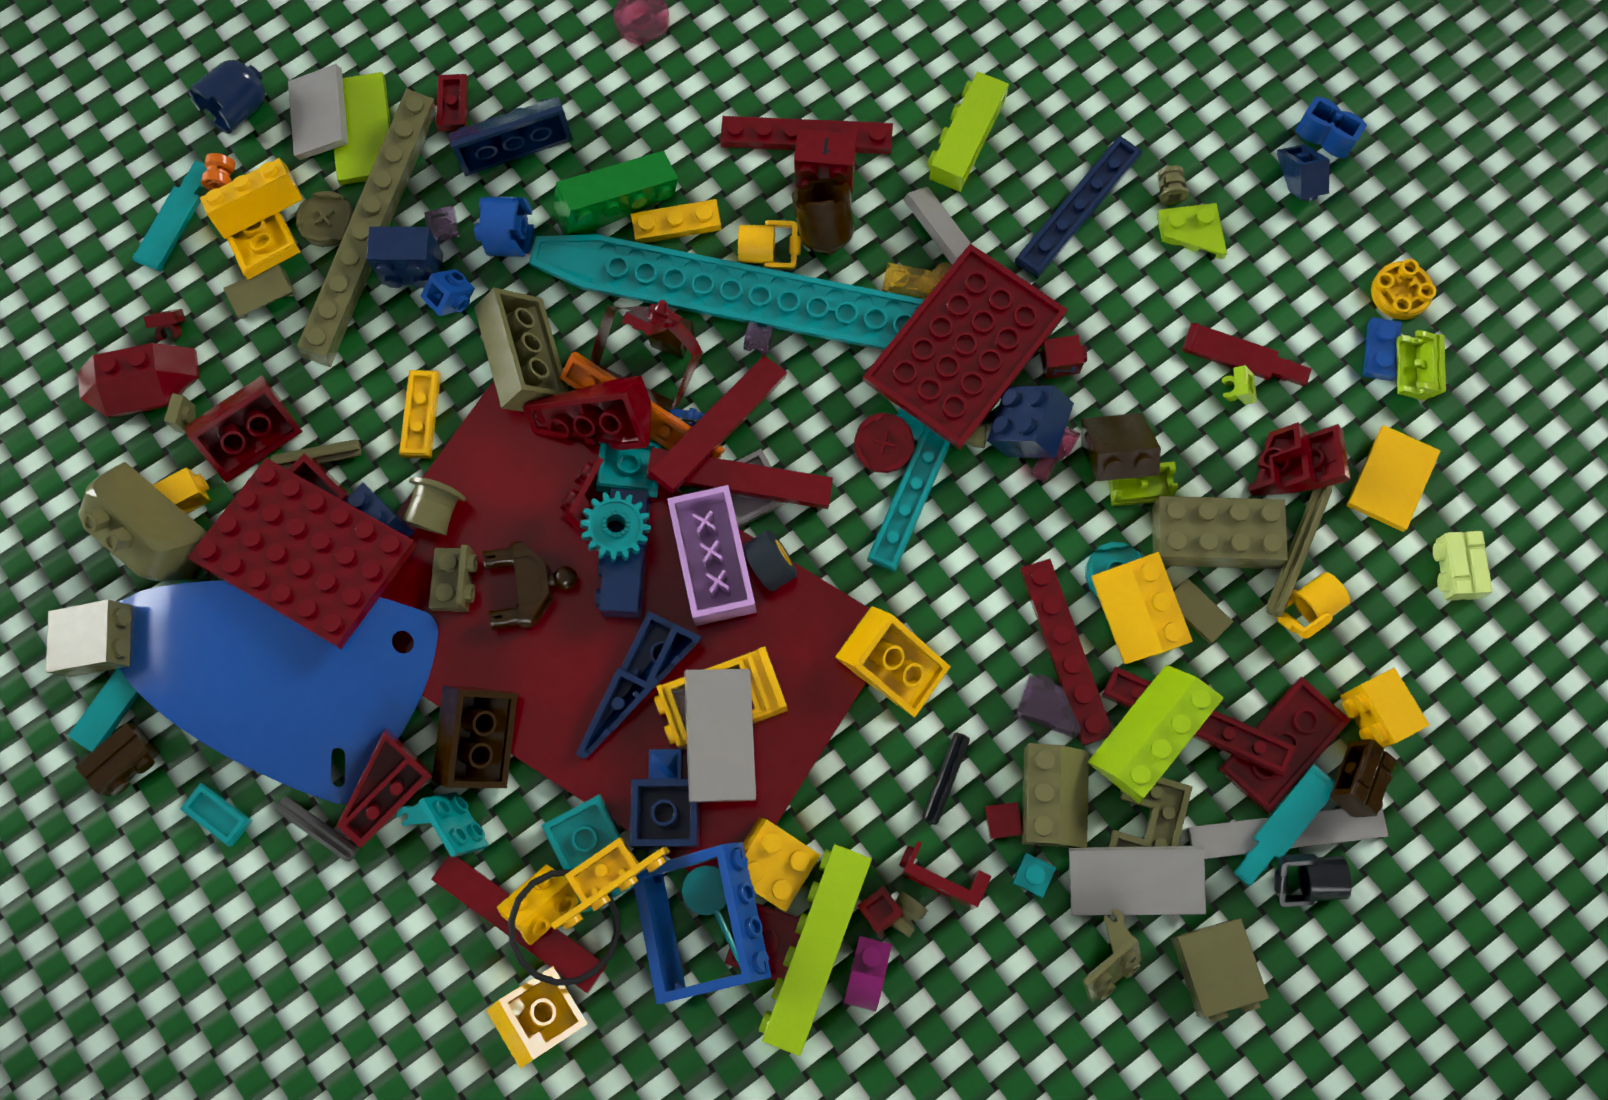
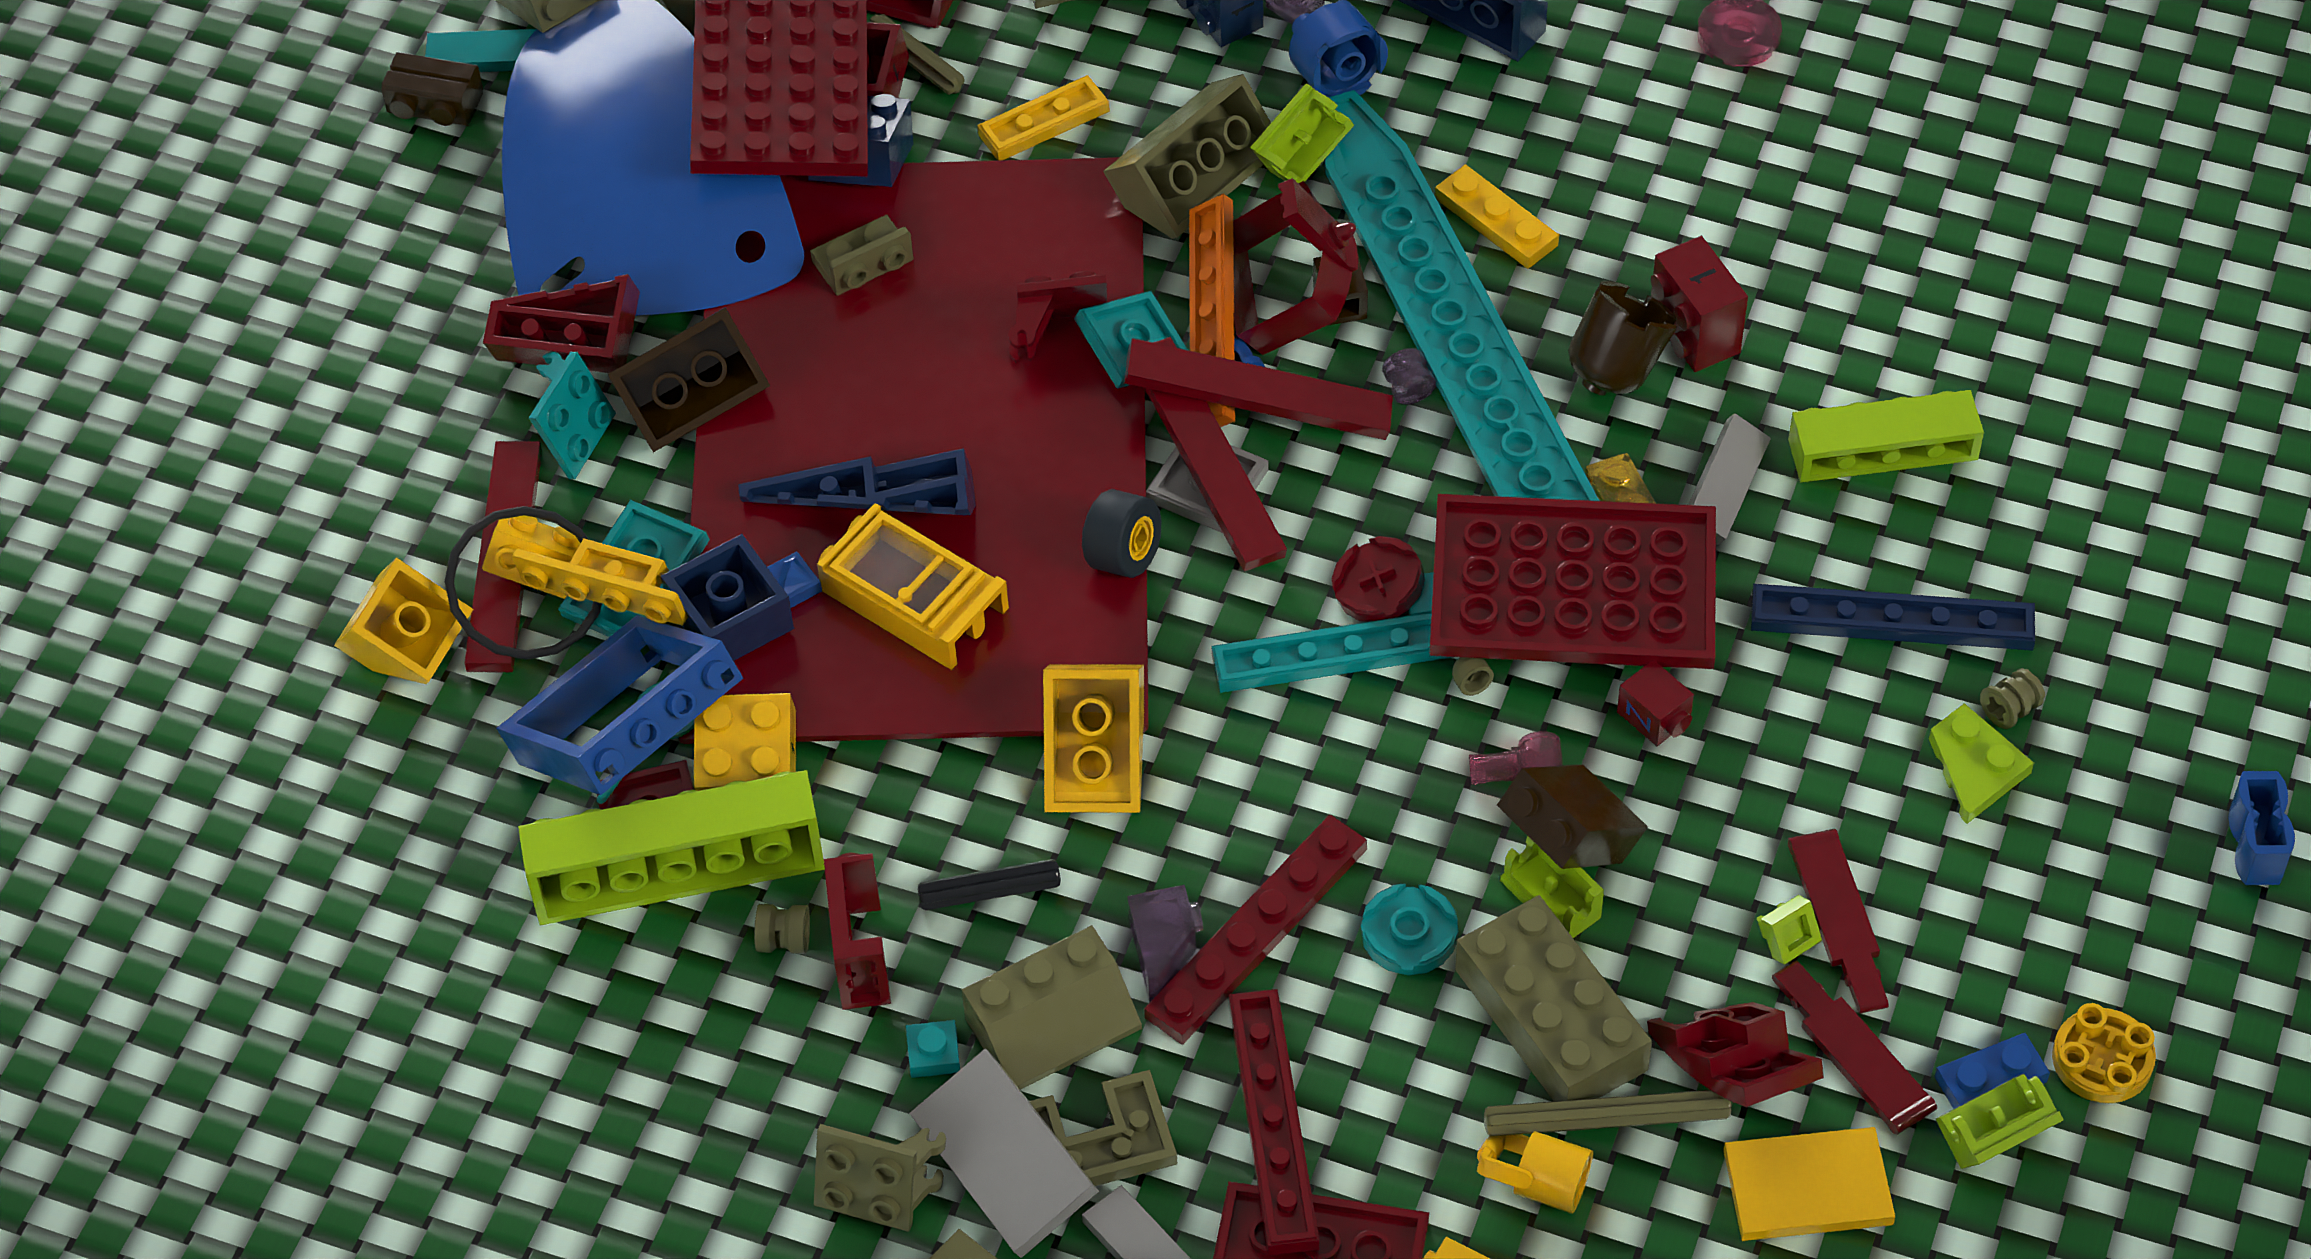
camera: 55 degrees right, 20 degrees down
(216, 814) = (432, 212): teal tile -> none
(317, 829) = (479, 300): dark grey axle -> none
(431, 505) = (931, 176): olive piece -> none
(447, 292) = (1210, 48): blue brick -> none
(533, 585) = (912, 329): dark brown connector -> none
(553, 284) = (1301, 135): none -> lime hinge
(604, 413) = (1169, 262): dark red wedge -> none
(612, 193) = (1472, 126): green wedge -> none
(617, 510) = (1035, 365): teal gear -> none
(623, 580) = (1020, 391): dark blue brick -> none
(711, 555) = (1094, 448): lavender brick -> none
(719, 735) = (857, 588): light grey tile -> none
(757, 244) = (1535, 312): yellow piece -> none
(782, 133) = (1767, 318): dark red plate -> none
(867, 974) = (666, 918): magenta brick -> none
(880, 911) = (765, 887): dark red panel -> none
(1003, 820) = (973, 967): dark red tile -> none
(1030, 421) = (1525, 700): dark blue brick -> none
(1141, 608) = (1376, 968): yellow slope -> none
(1155, 731) = (1211, 1069): lime slope -> none
(1201, 612) = (1428, 1048): olive tile -> none
(1305, 171) = (2170, 838): dark blue slope -> none
(1327, 403) = (1856, 1051): none -> dark red piece

